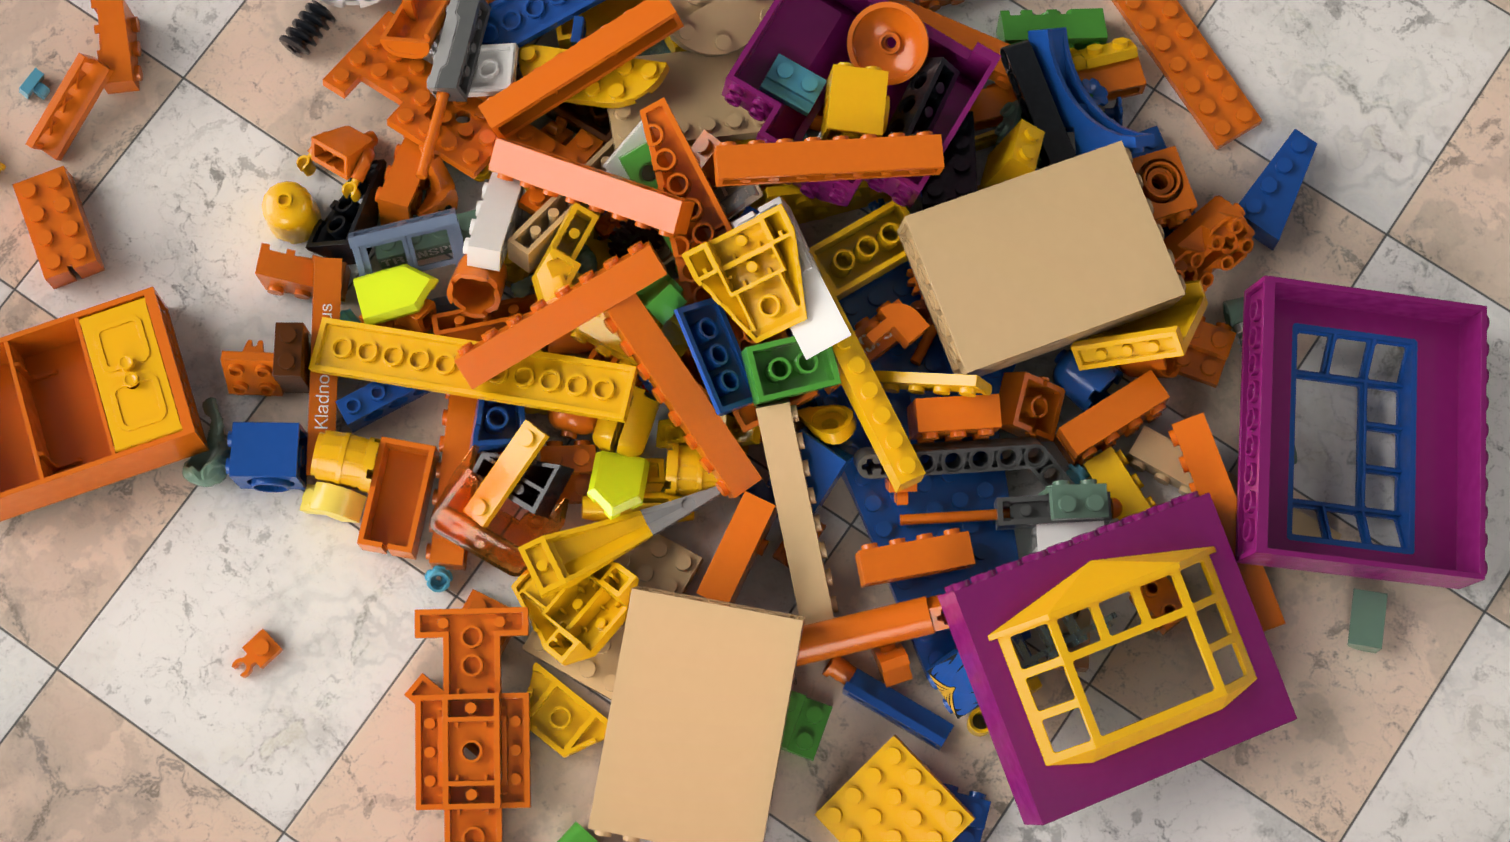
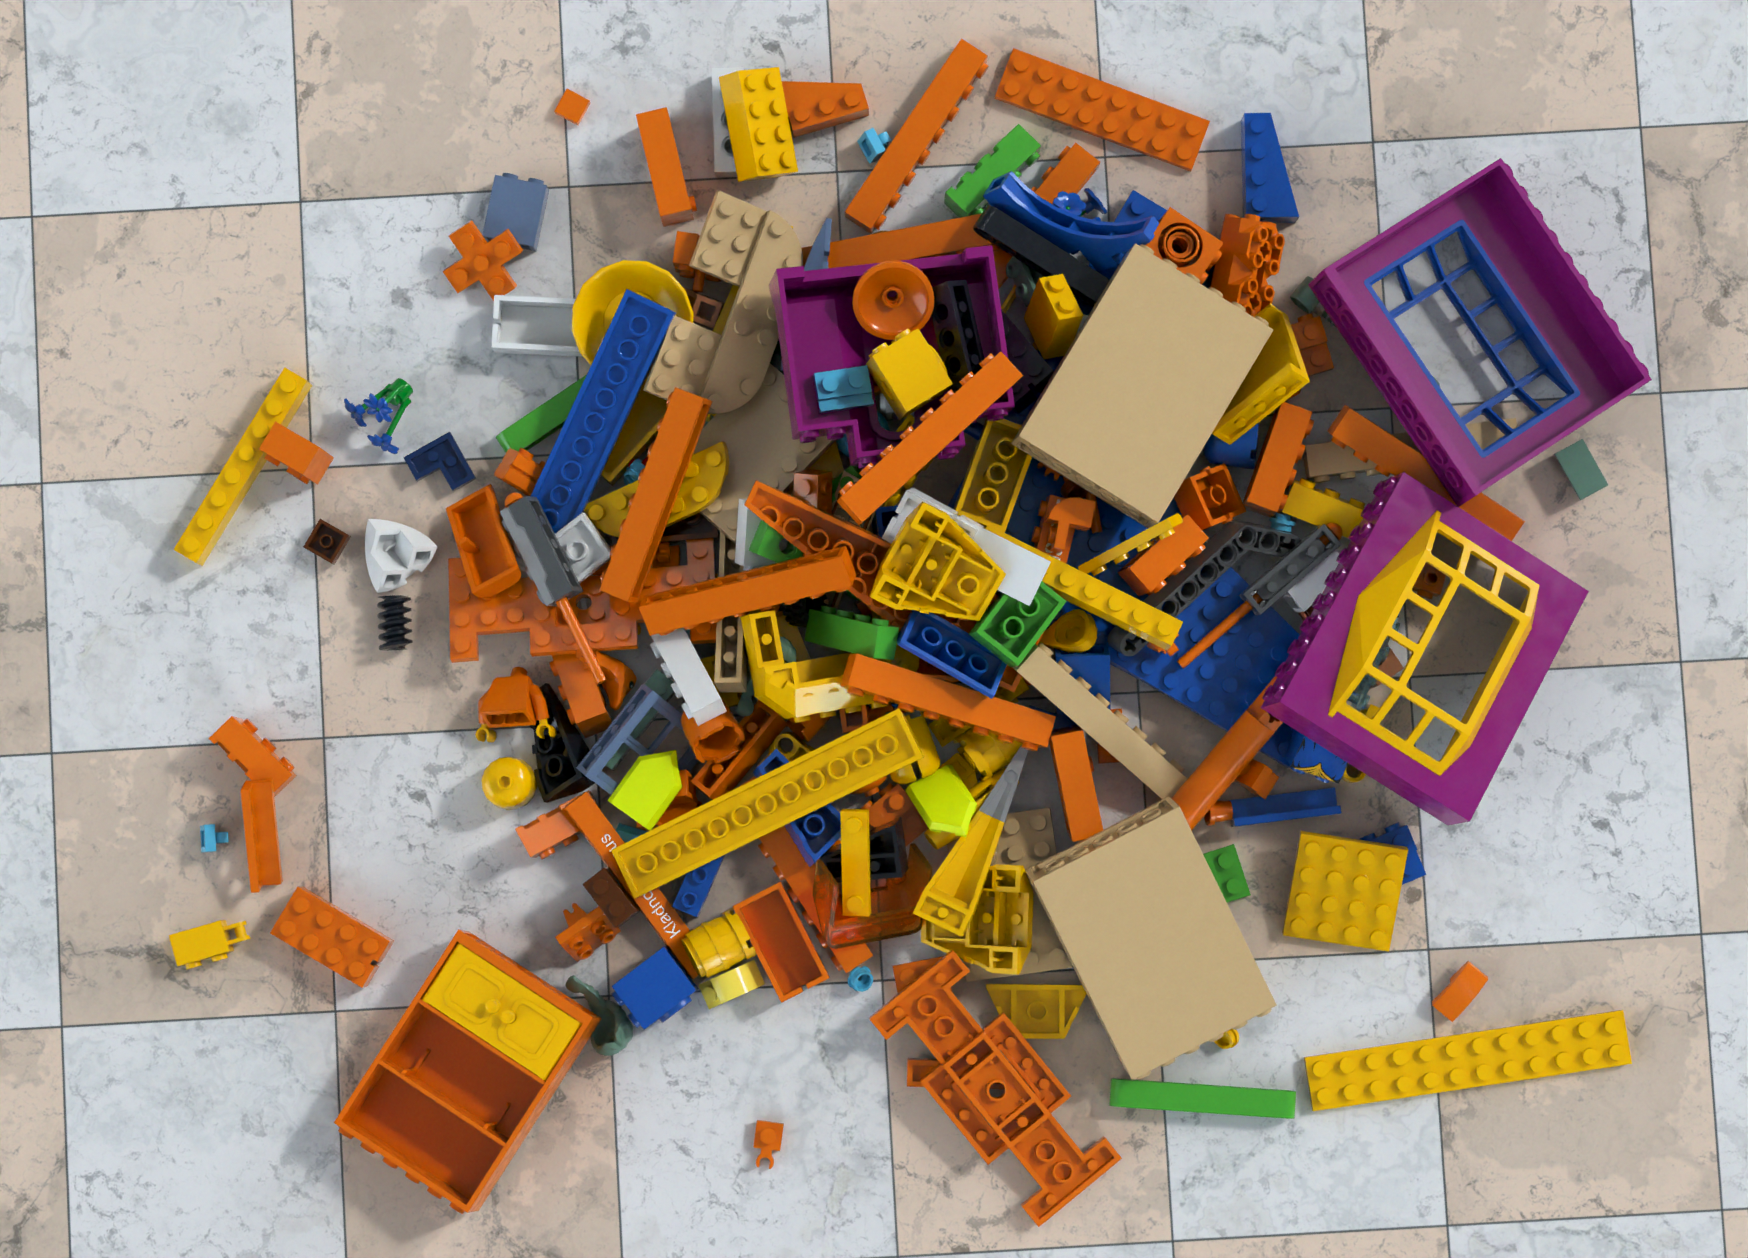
camera: 40 degrees left, 10 degrees up
(560, 314) = (811, 713): orange brick -> none
(578, 29) = (625, 465): blue tile -> none
(914, 558) = (1216, 687): orange brick -> none
(1077, 501) = (1306, 552): sand green bracket -> none
(1104, 54) = (1048, 162): yellow hinge -> none

